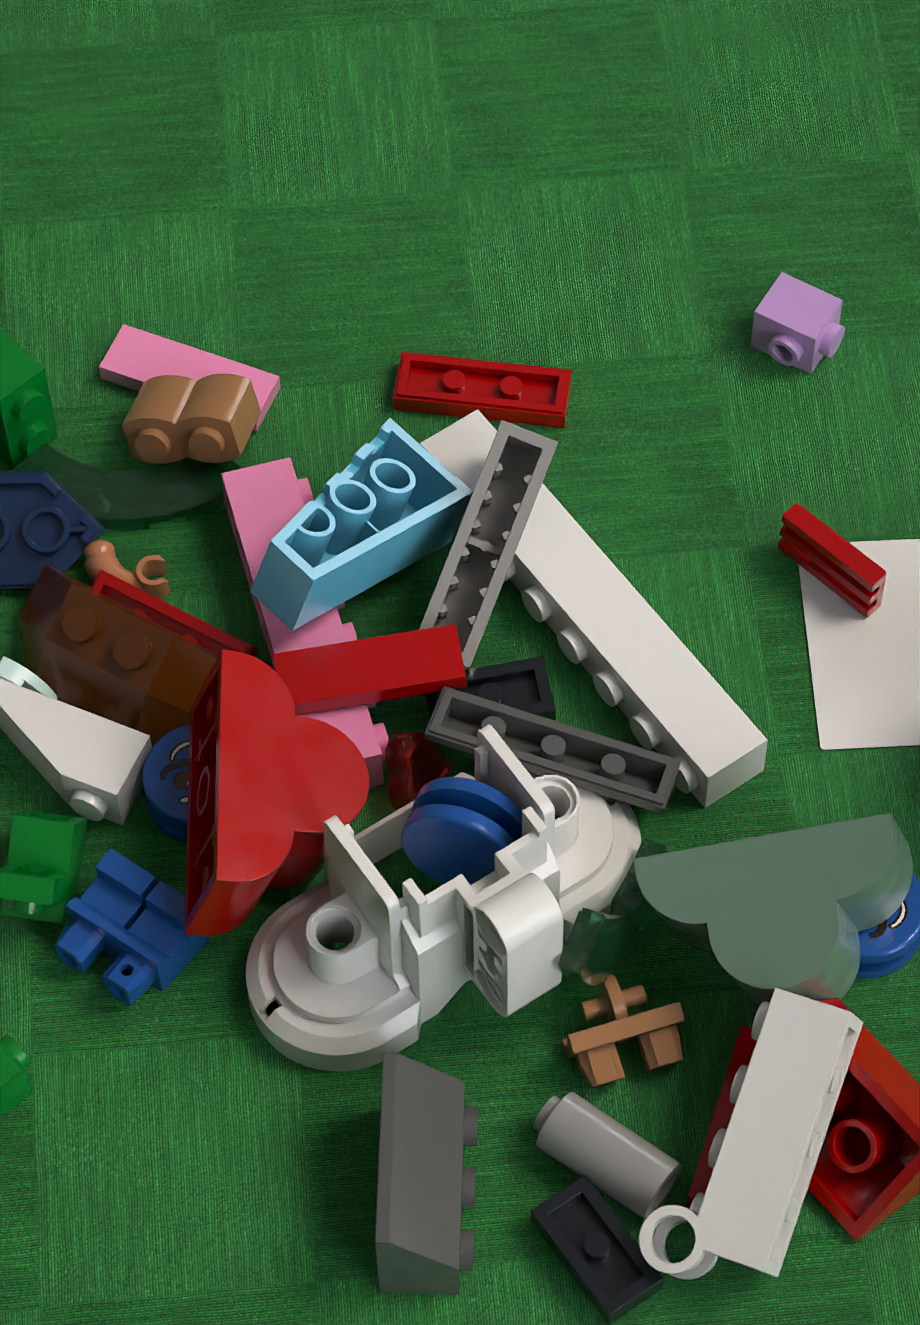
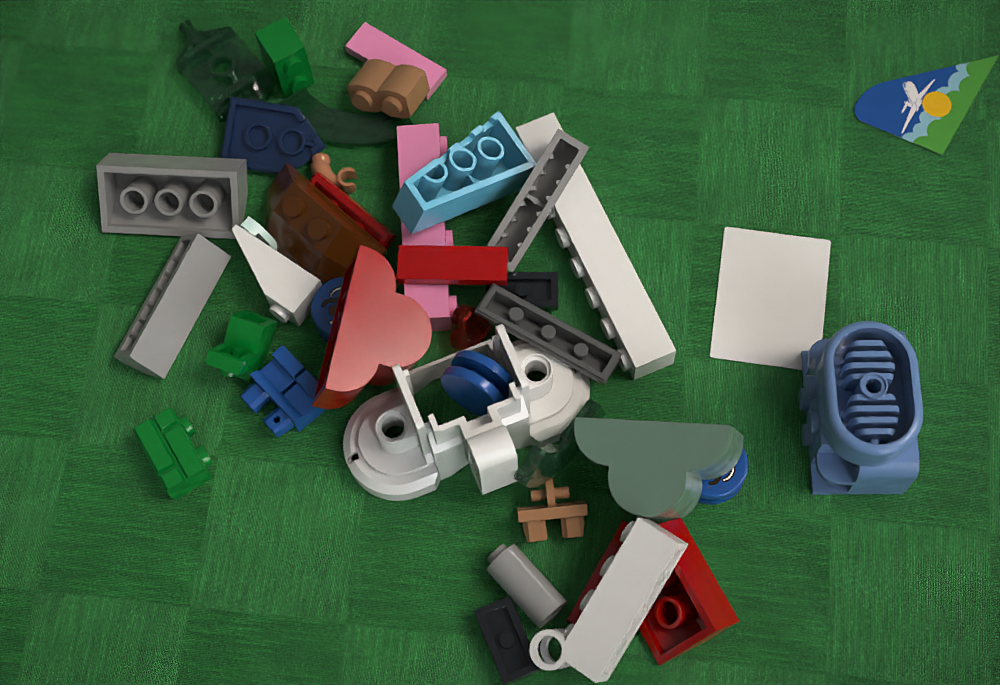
camera: 15 degrees right, 10 degrees up
(423, 1179) = (414, 580): dark grey slope -> none
(494, 388) = (562, 97): red tile -> none
(797, 323) = (756, 89): lavender brick -> none
(832, 559) = (742, 242): red tile -> none

